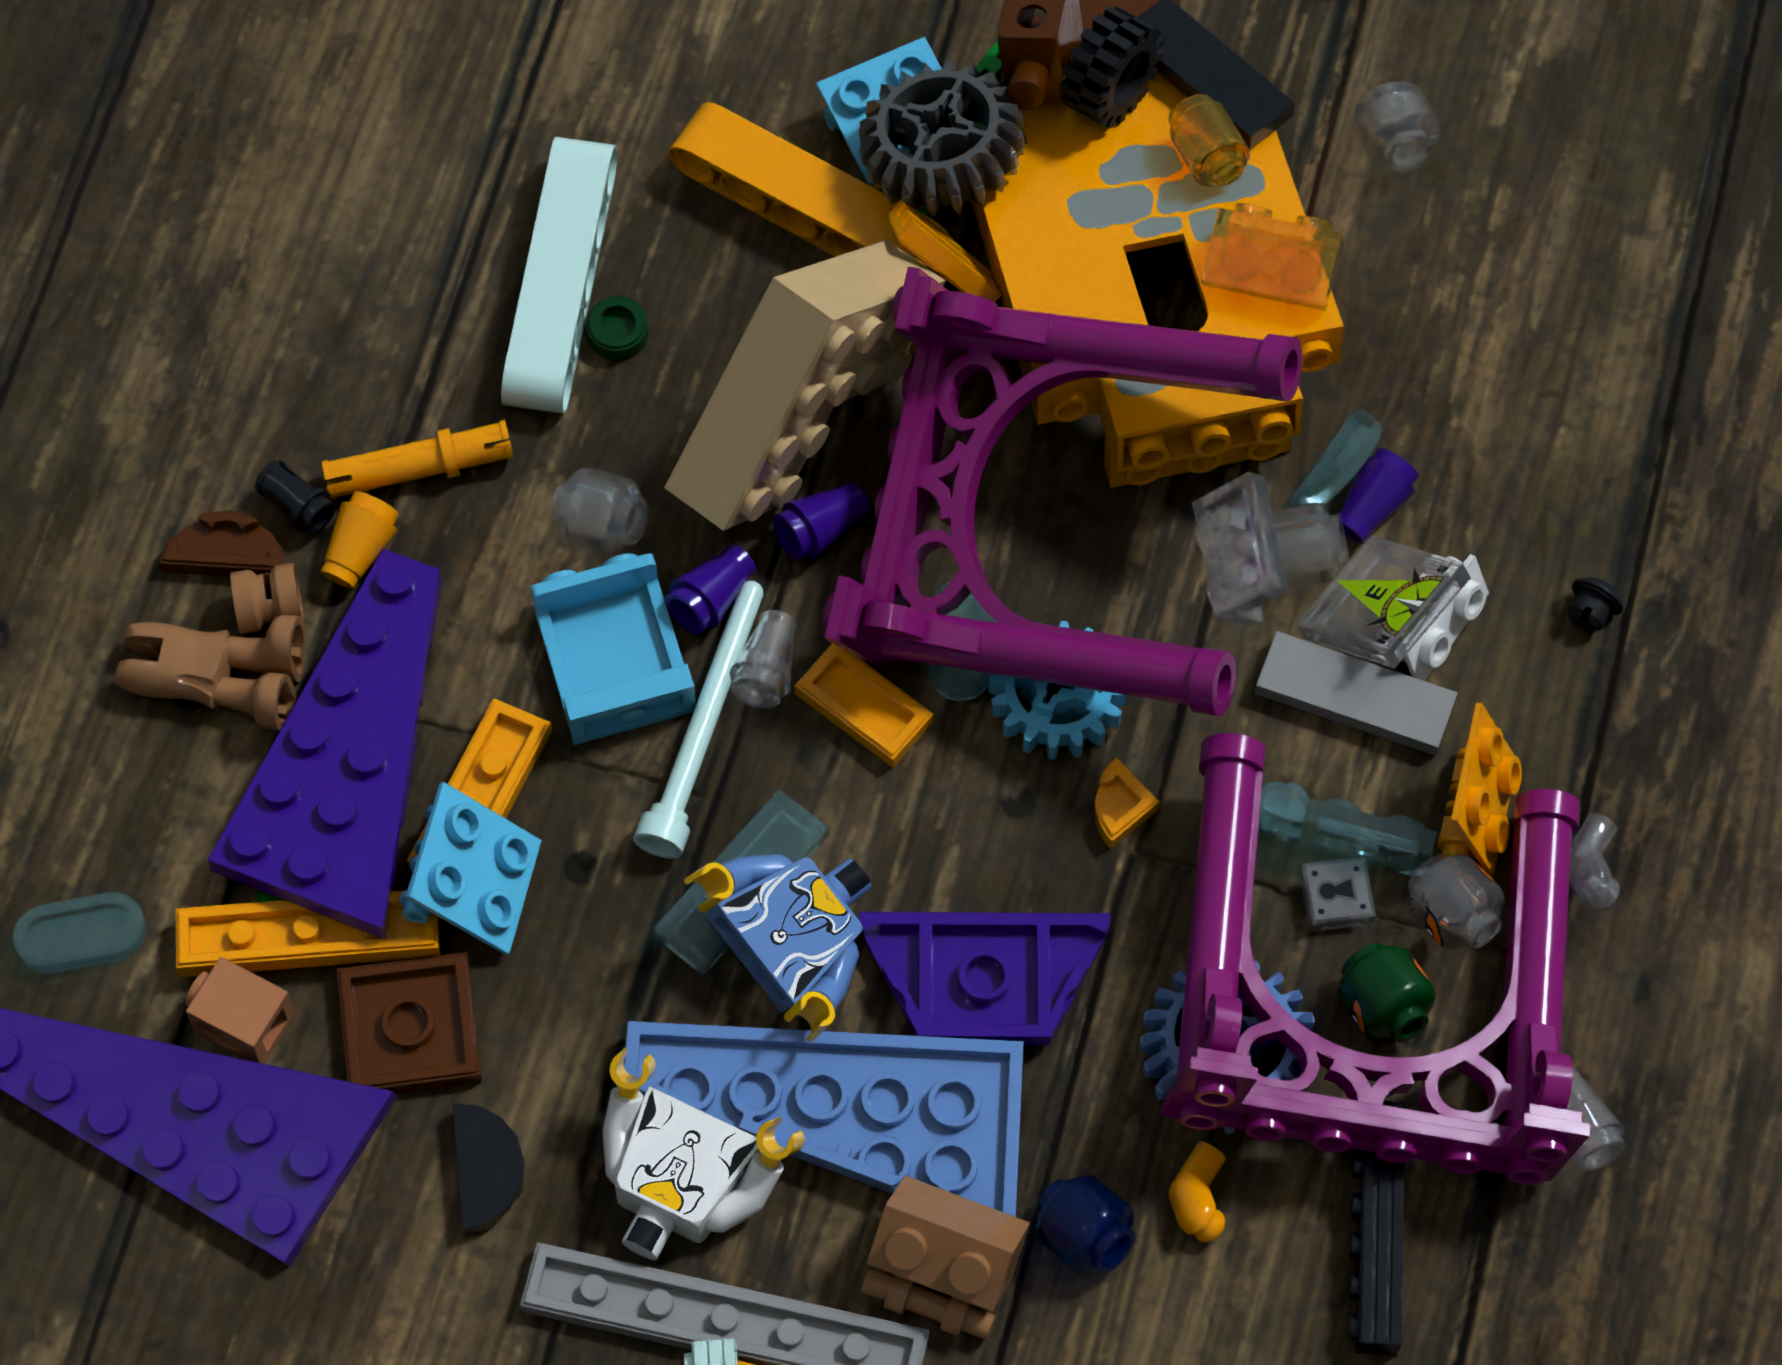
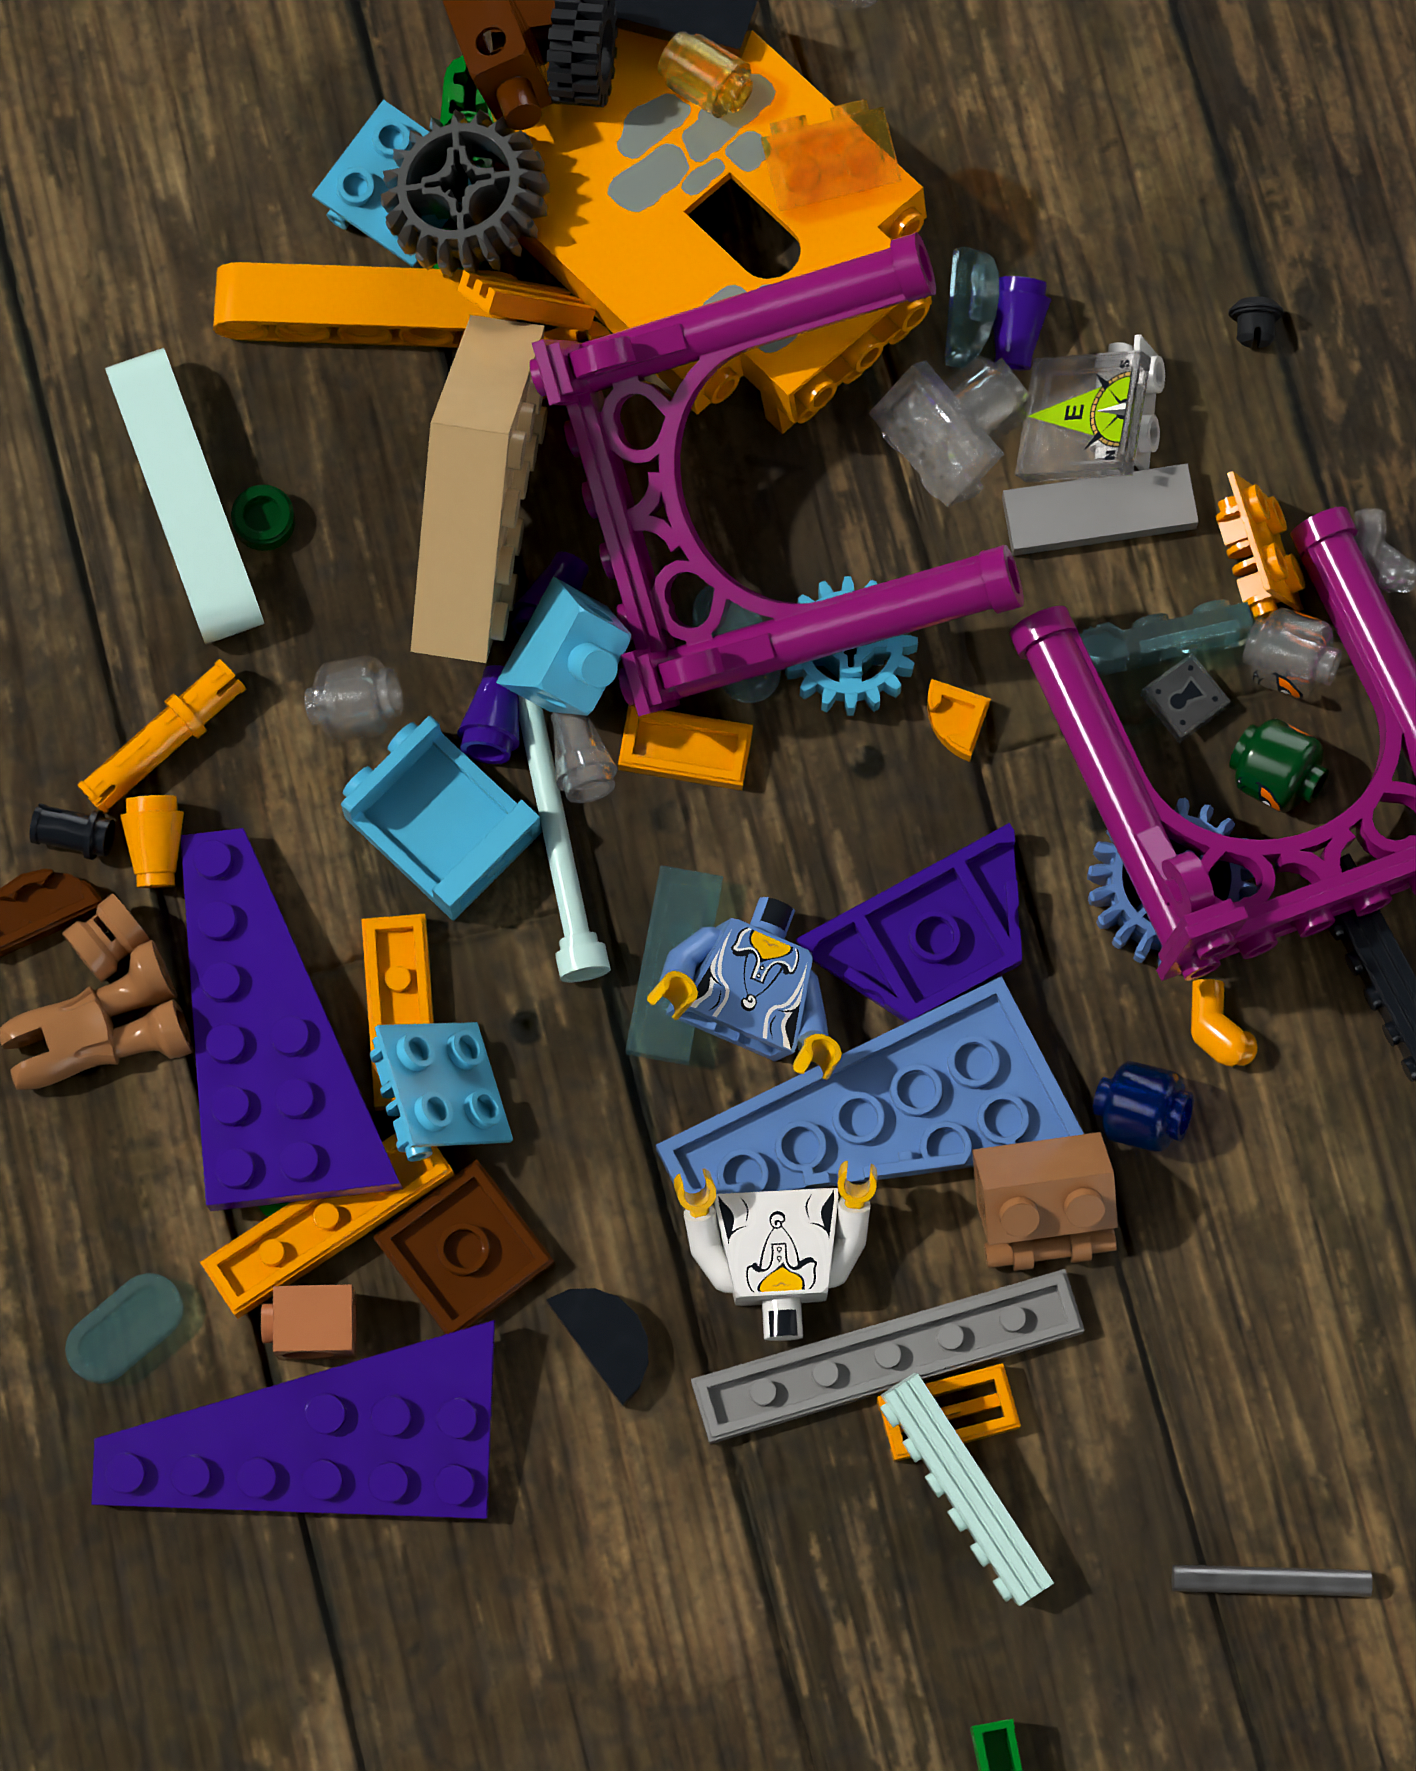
camera: 30 degrees left, 10 degrees up
(799, 557) = (566, 652): none -> medium azure torso

